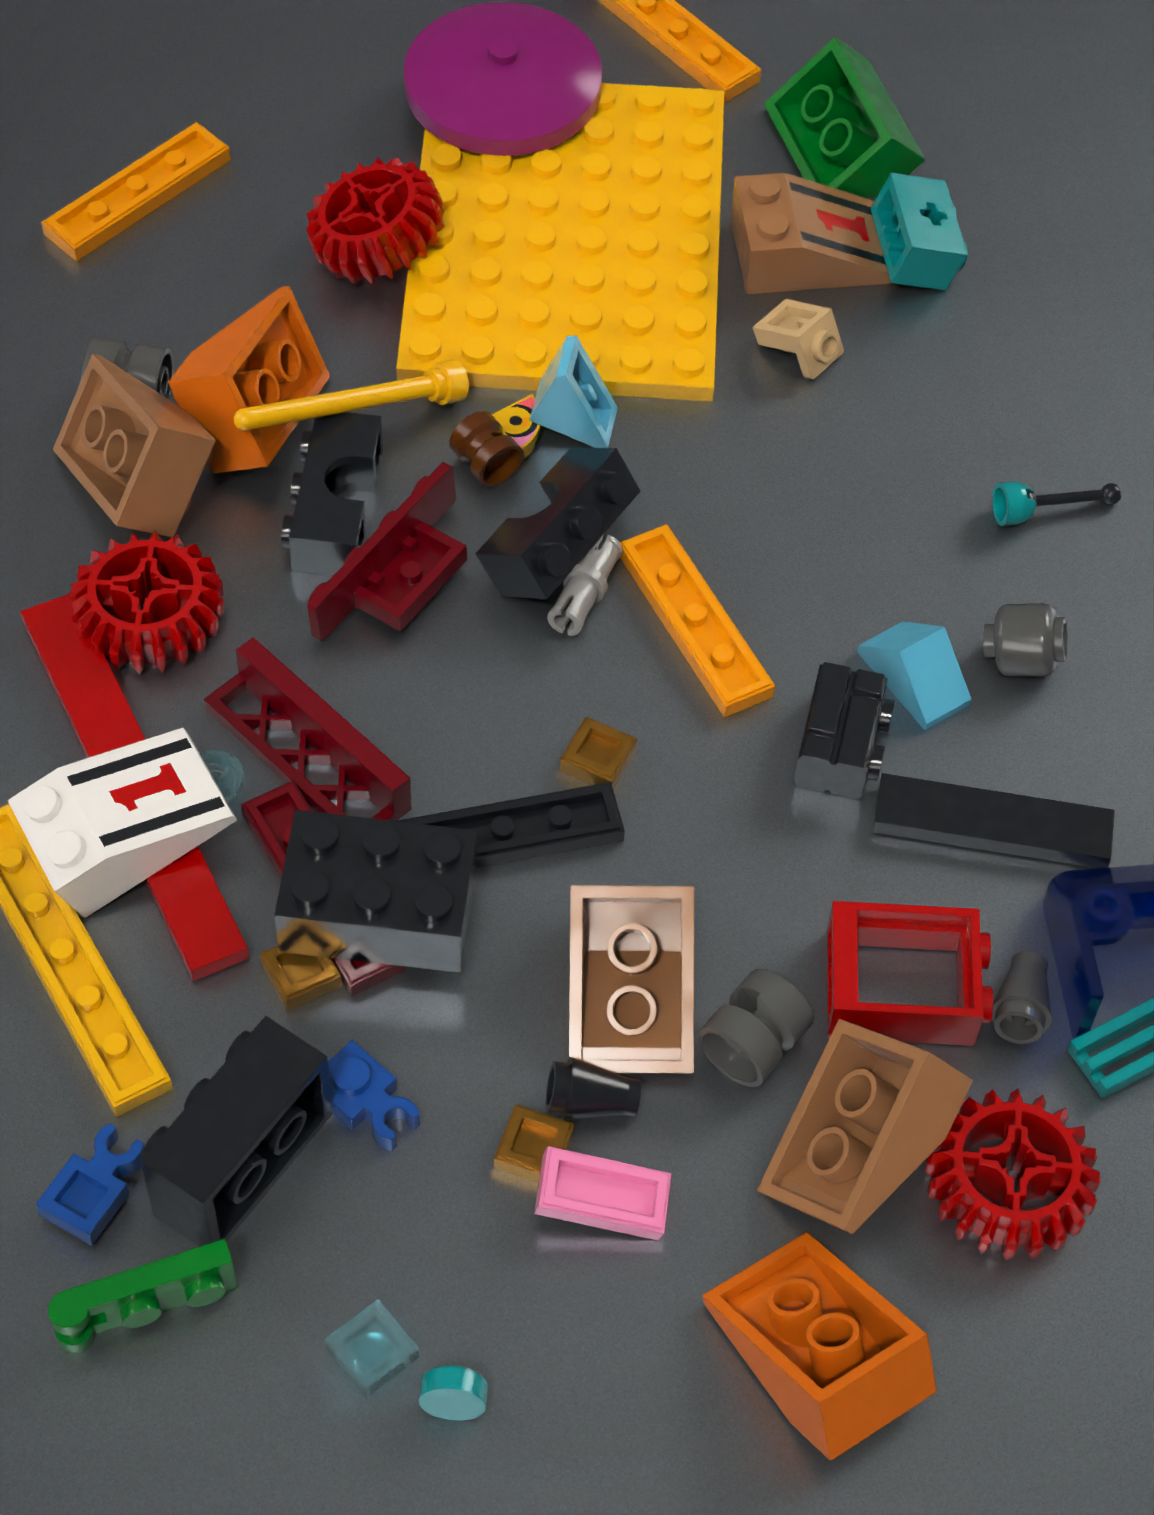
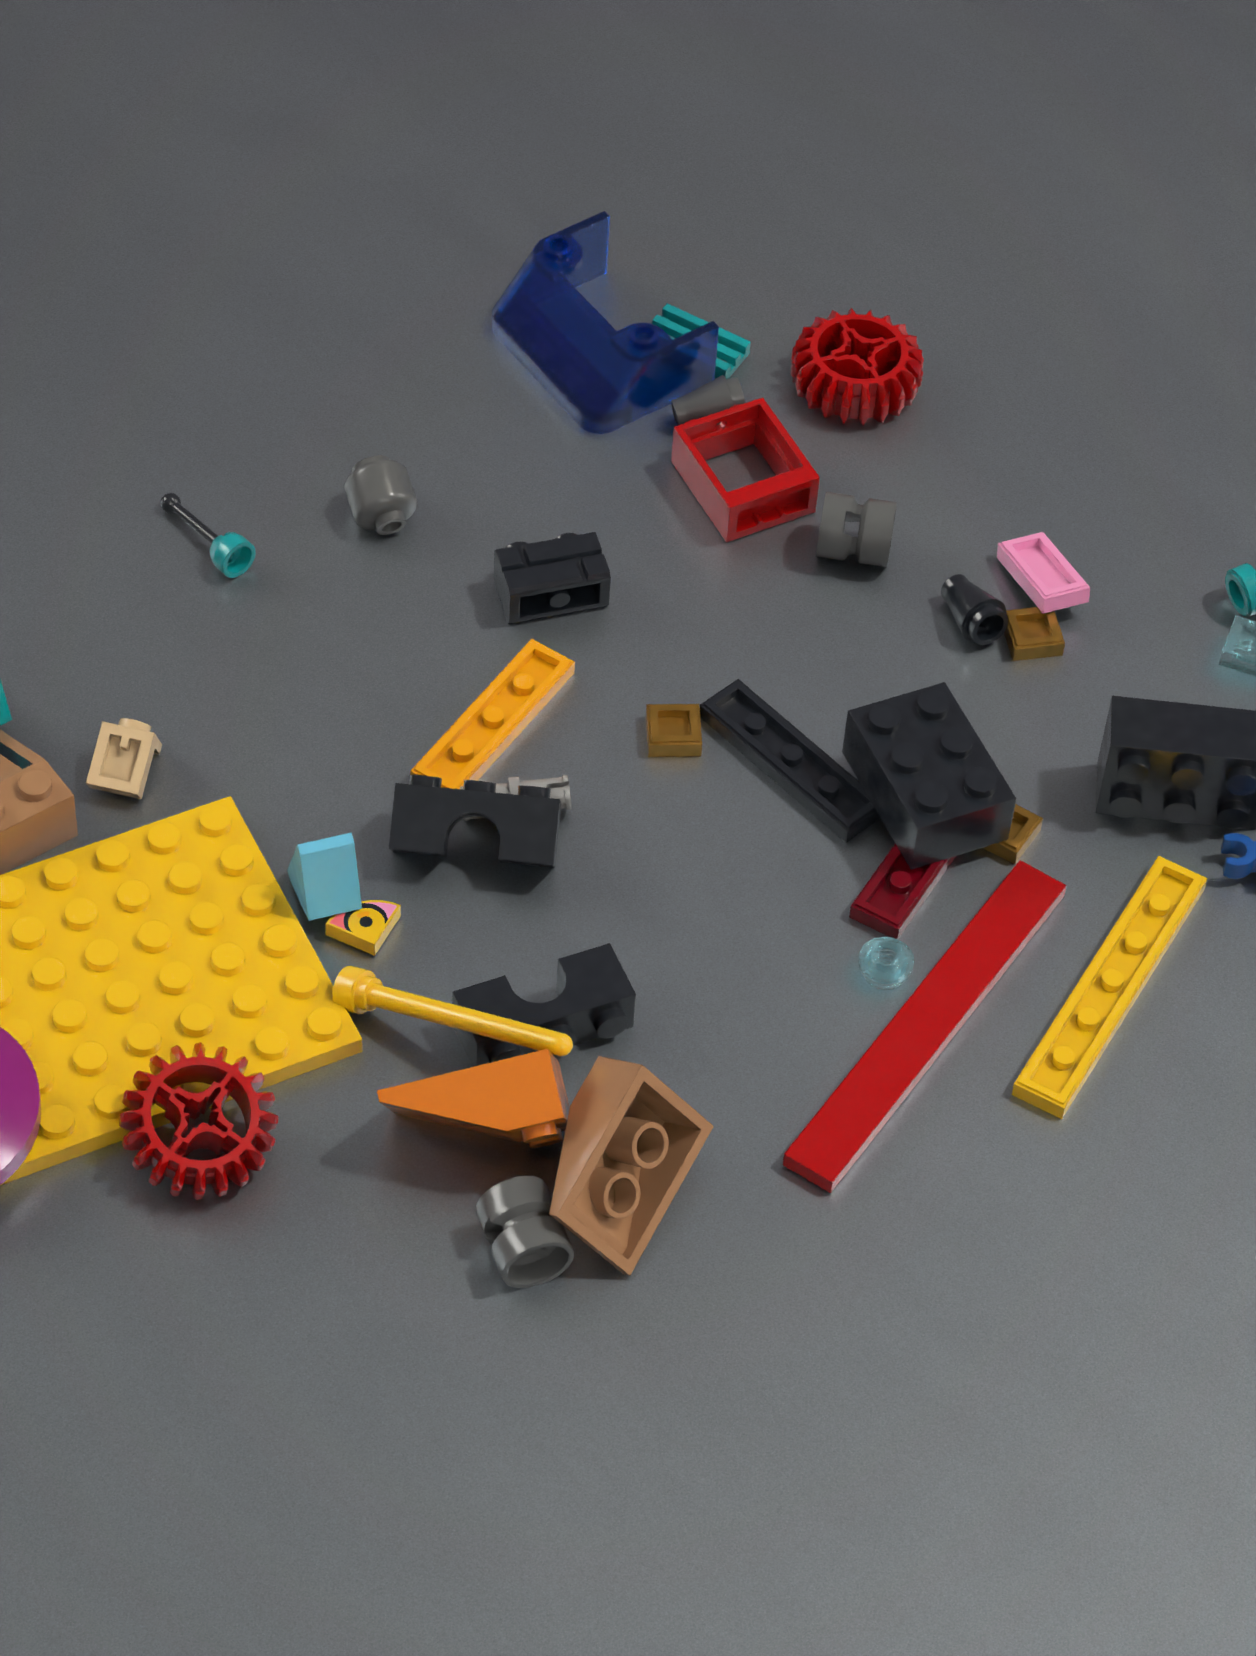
camera: 120 degrees left, 5 degrees down
(120, 817) = (987, 975): white slope -> none
(136, 191) = (253, 1387): light orange tile -> none
(147, 601) = (766, 1070): red gear -> none
(319, 726) = (796, 901): dark red fence -> none
(364, 1091) = (1073, 746): blue plate -> none
(397, 565) = (586, 918): dark red bracket -> none
(491, 454) = (421, 918): reddish brown wheel -> none
(632, 978) = (859, 619): medium nougat slope -> none
(824, 1344) = (1056, 418): orange slope -> none
(862, 1126) = (899, 434): medium nougat slope -> none
(919, 670) = (446, 565): medium azure slope -> none
(994, 821) = (560, 469): black tile -> none

